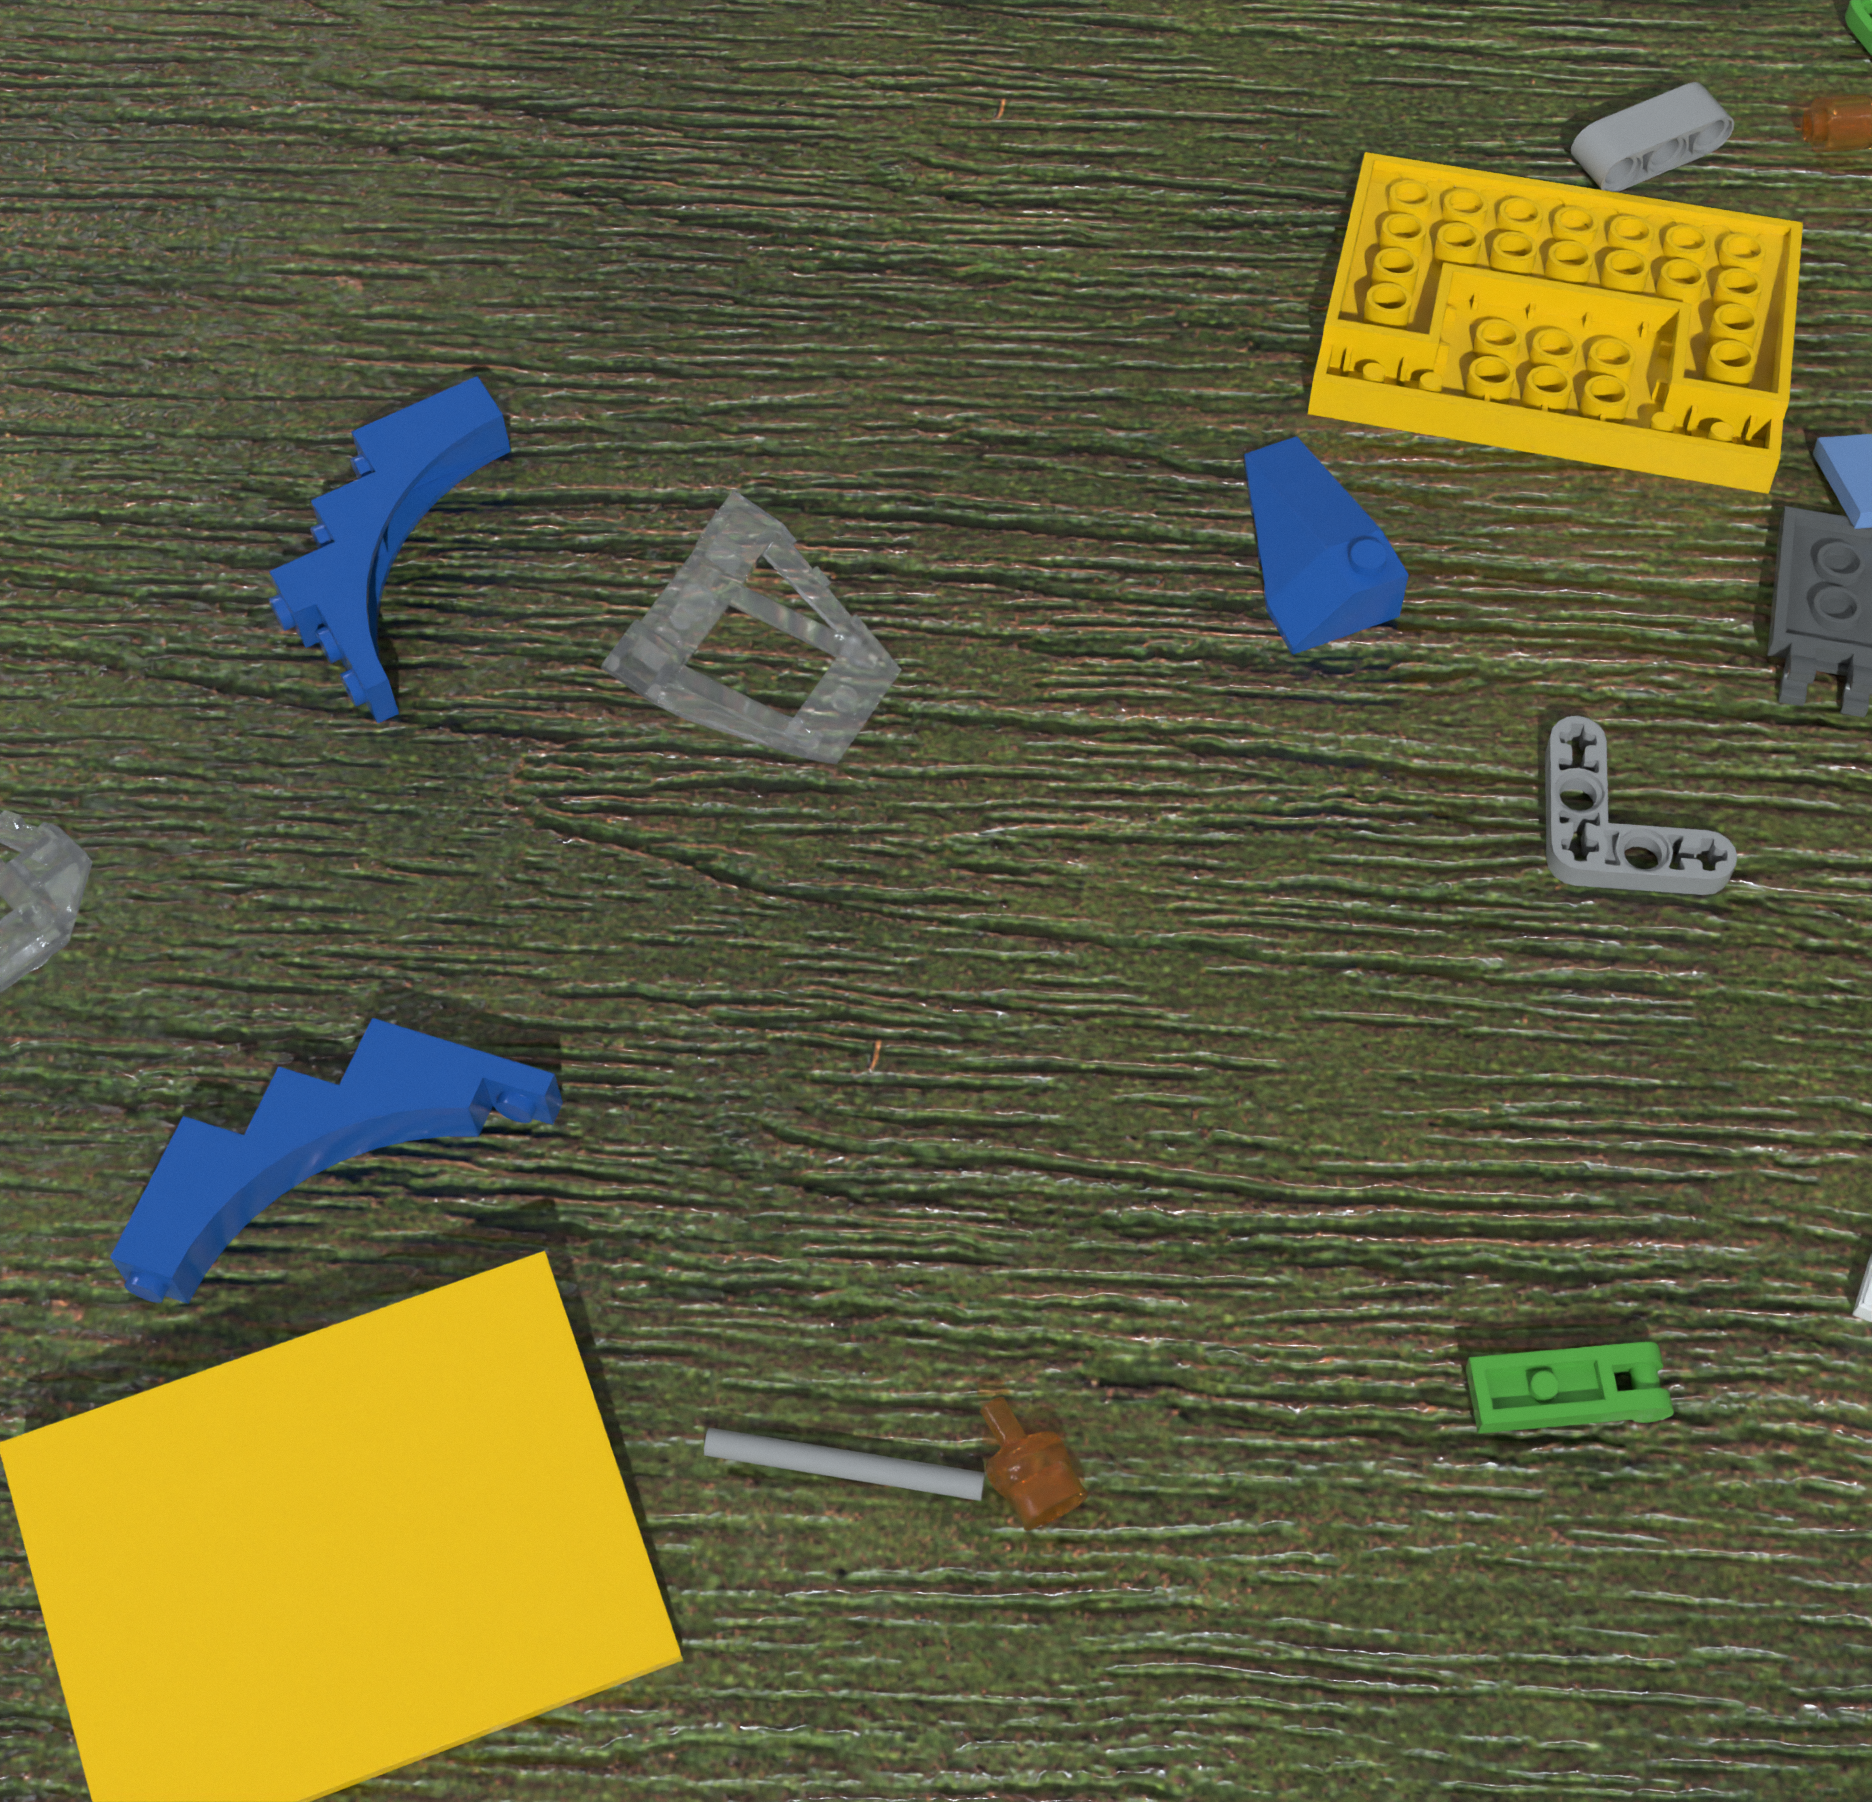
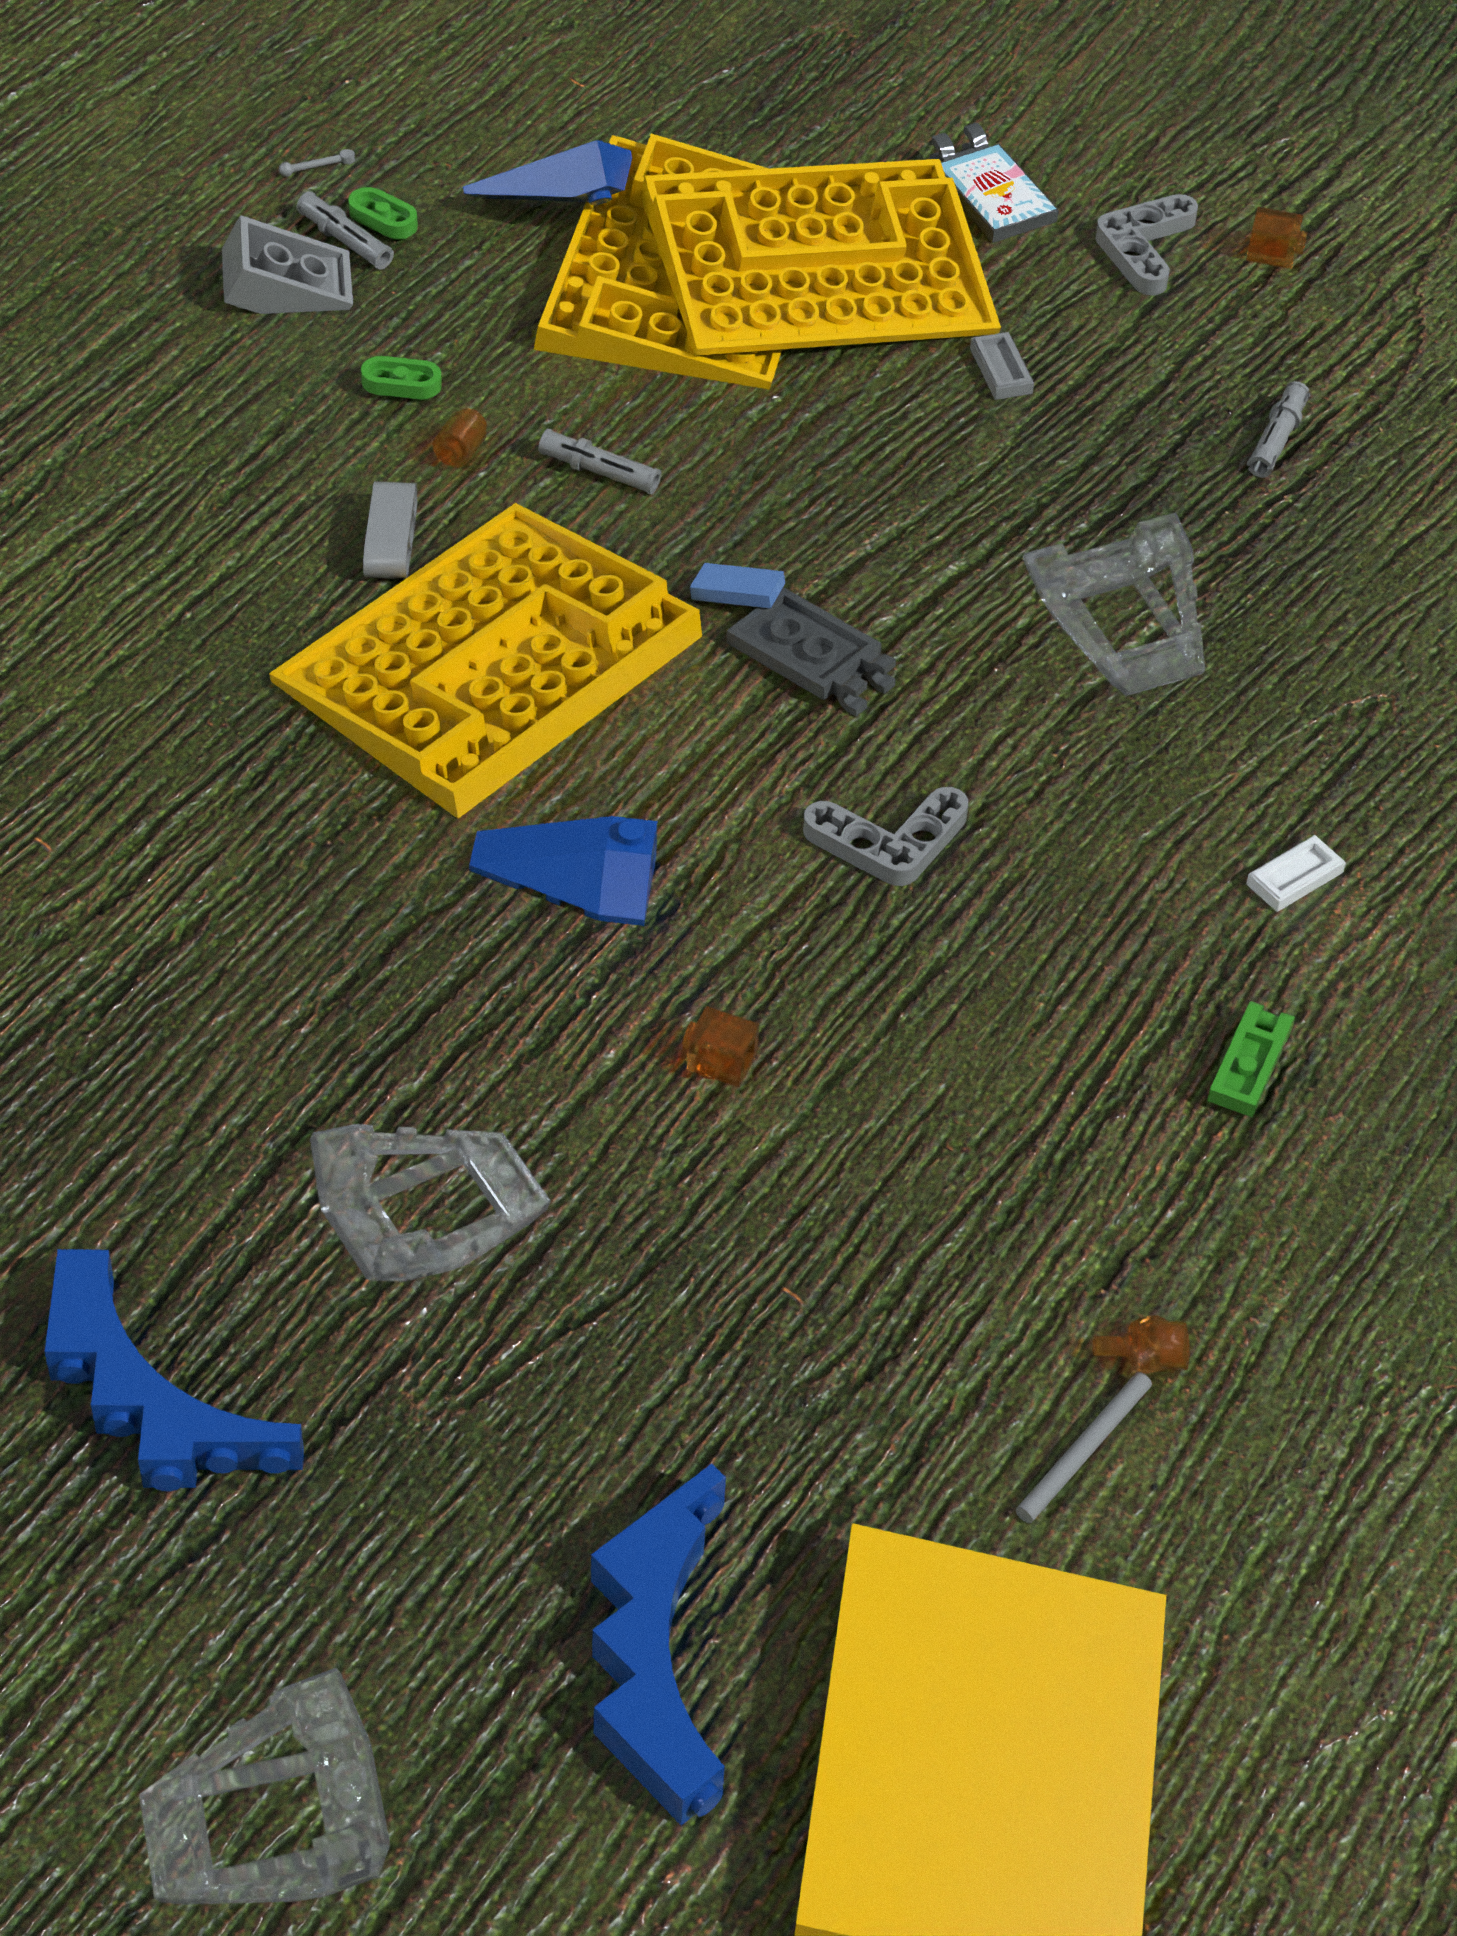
camera: 65 degrees left, 10 degrees down
(1154, 807) = (721, 1046): none -> clear orange brick

